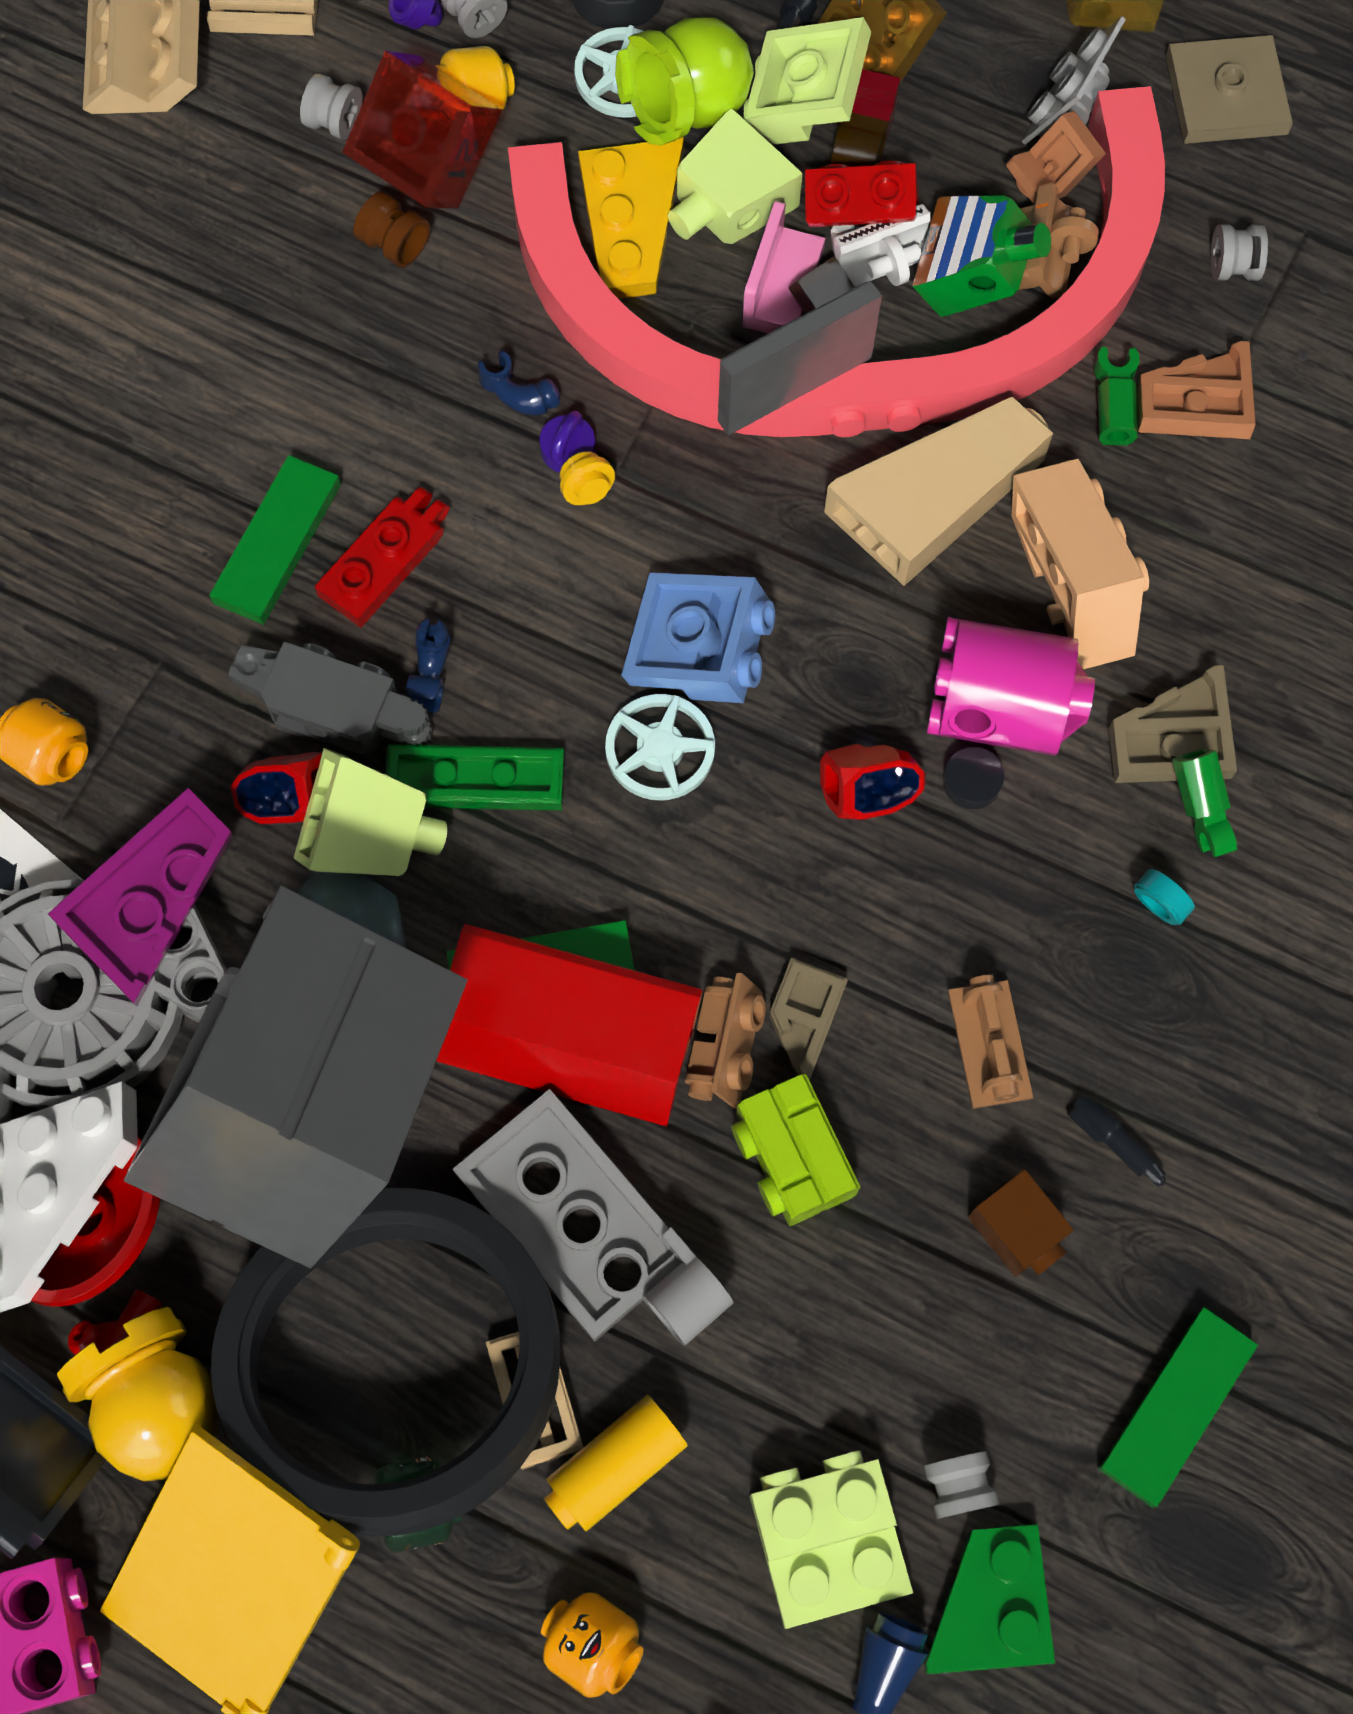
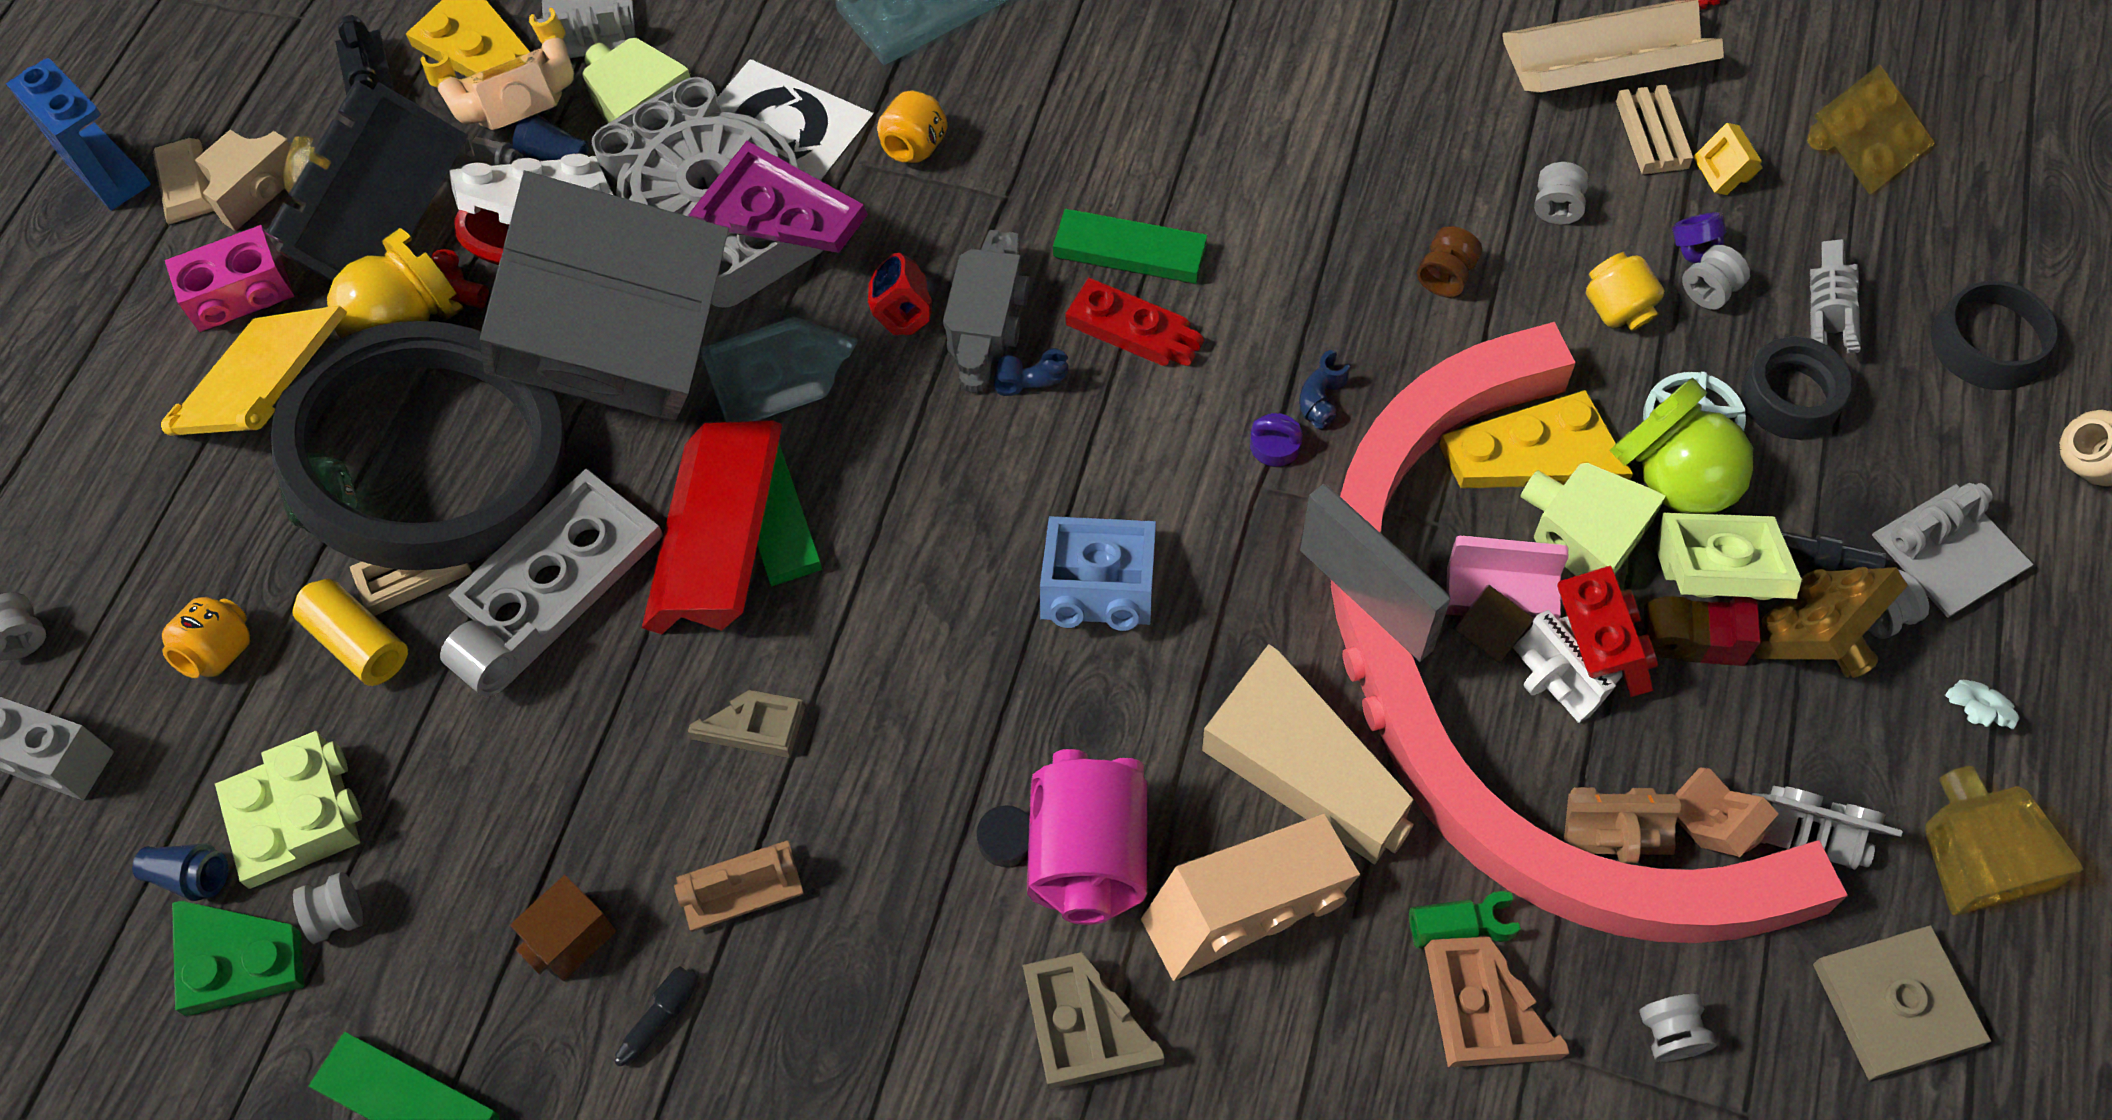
camera: 85 degrees right, 10 degrees down
(364, 821) = (870, 343): yellowish green torso -> none
(421, 130) = (1546, 251): clear red brick -> none
(481, 775) = (939, 430): green tile -> none
(586, 478) = (1239, 455): yellow plate -> none
(660, 746) = (993, 565): light aqua wheel -> none
(734, 1013) = (706, 662): medium nougat hinge -> none
(795, 1150) = (619, 726): lime brick -> none
(869, 780) = (978, 737): red rock -> none
(976, 252) = (1574, 743): torso -> none
(1163, 897) = (901, 1027): teal tile -> none
(1205, 800) = (1006, 1051): green bar -> none

